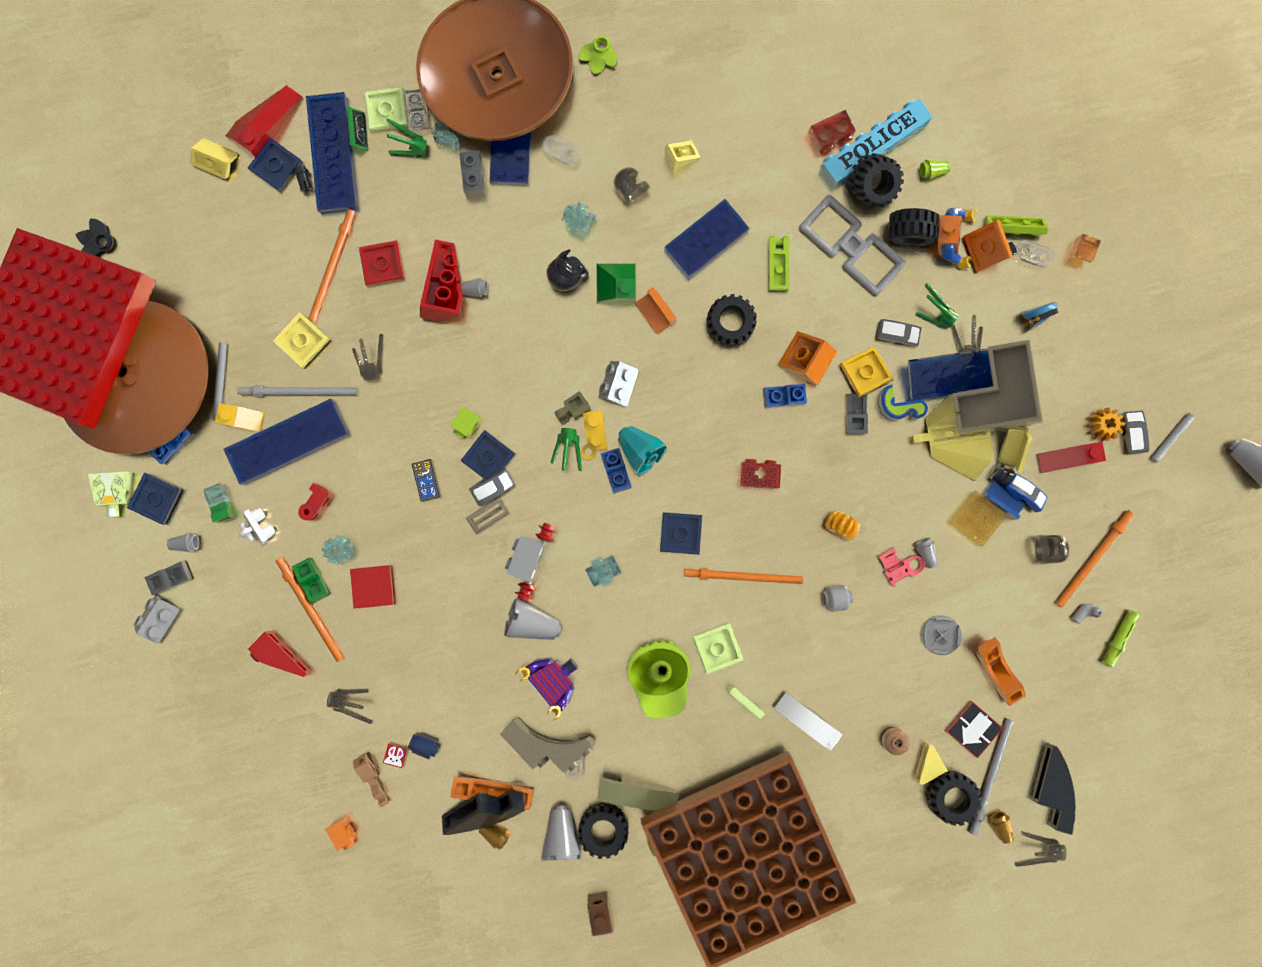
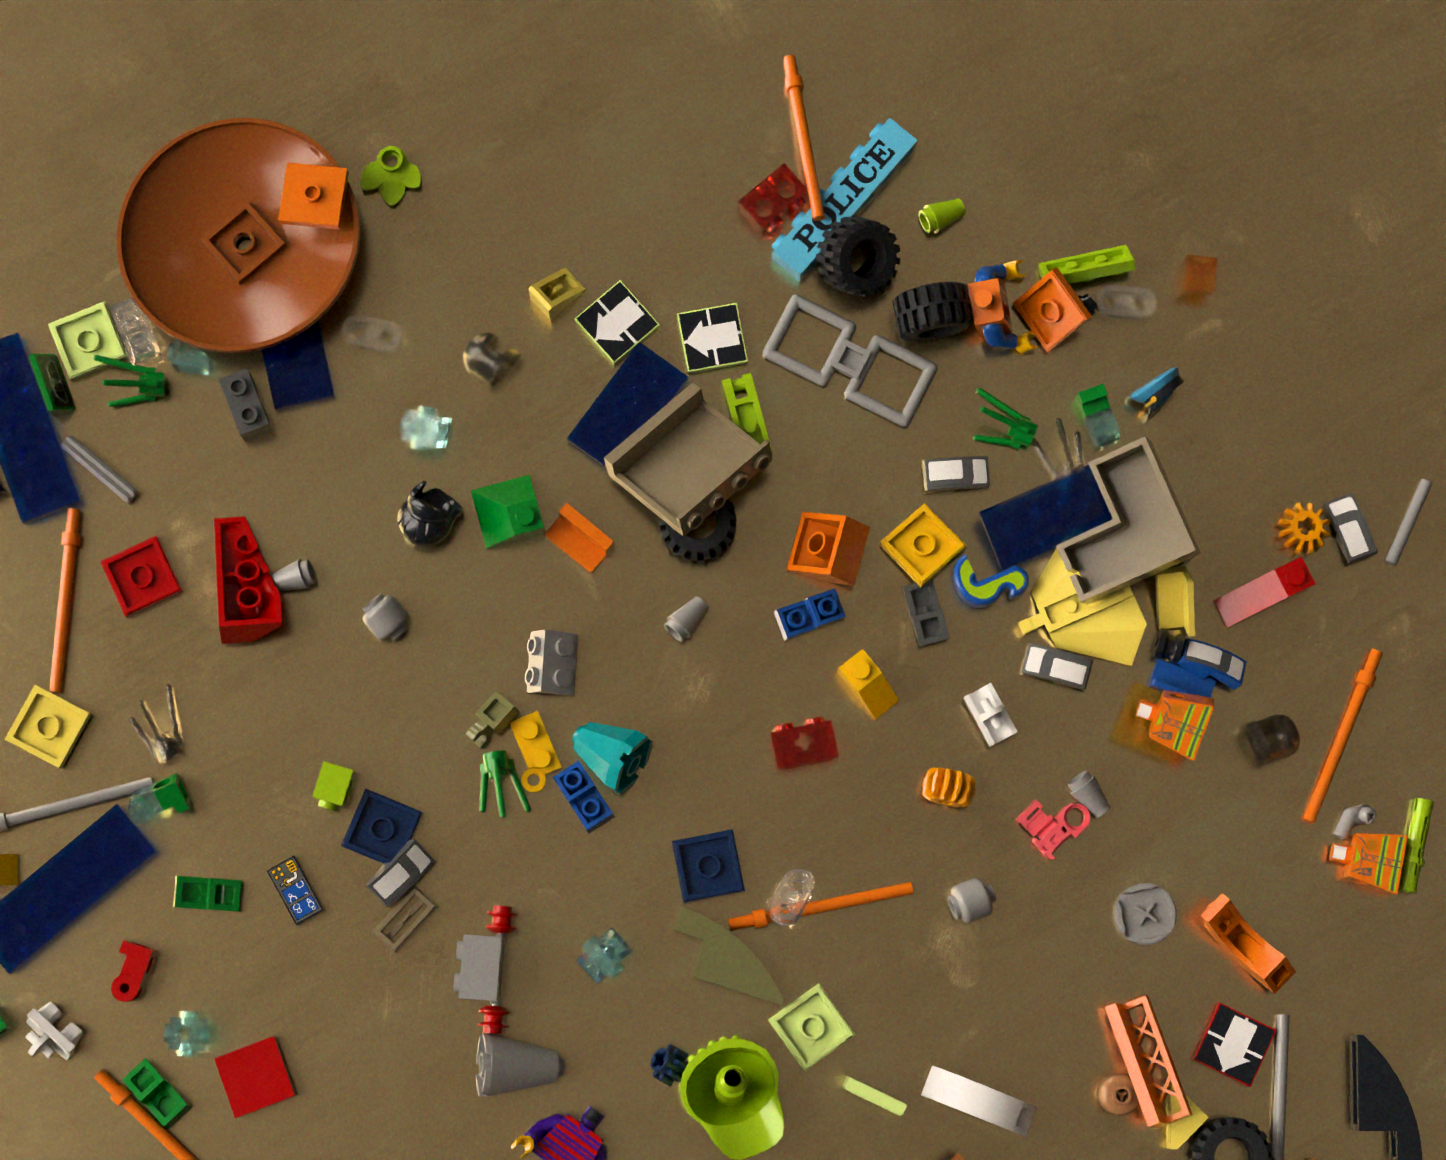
camera: 20 degrees left, 5 degrees down
(357, 401) = (157, 798): none -> leg
(371, 467) = (207, 893): none -> green slope
(372, 190) = (99, 469): none -> light grey axle
(524, 327) = (385, 617): none -> light grey head
(547, 52) = (313, 196): none -> orange plate
(625, 648) = (669, 1064): none -> dark blue gear
(677, 594) = (726, 958): none -> olive slope
(706, 379) = (685, 620): none -> light grey cone
(714, 183) = (616, 322): none -> tile
(727, 568) = (790, 899): none -> clear plate
(735, 280) = (687, 461): none -> dark tan panel
(770, 208) = (712, 338): none -> tile
(809, 448) = (868, 684): none -> yellow slope
(864, 64) = (794, 87): none -> orange bar
(880, 487) = (990, 714): none -> white hips
(912, 726) = (1137, 1064): none -> orange fence
(929, 468) = (1057, 666): none -> slope
(997, 319) = (1098, 415): none -> leg
(997, 522) = (1177, 720): none -> orange torso
(1092, 640) = (1372, 860): none -> orange torso

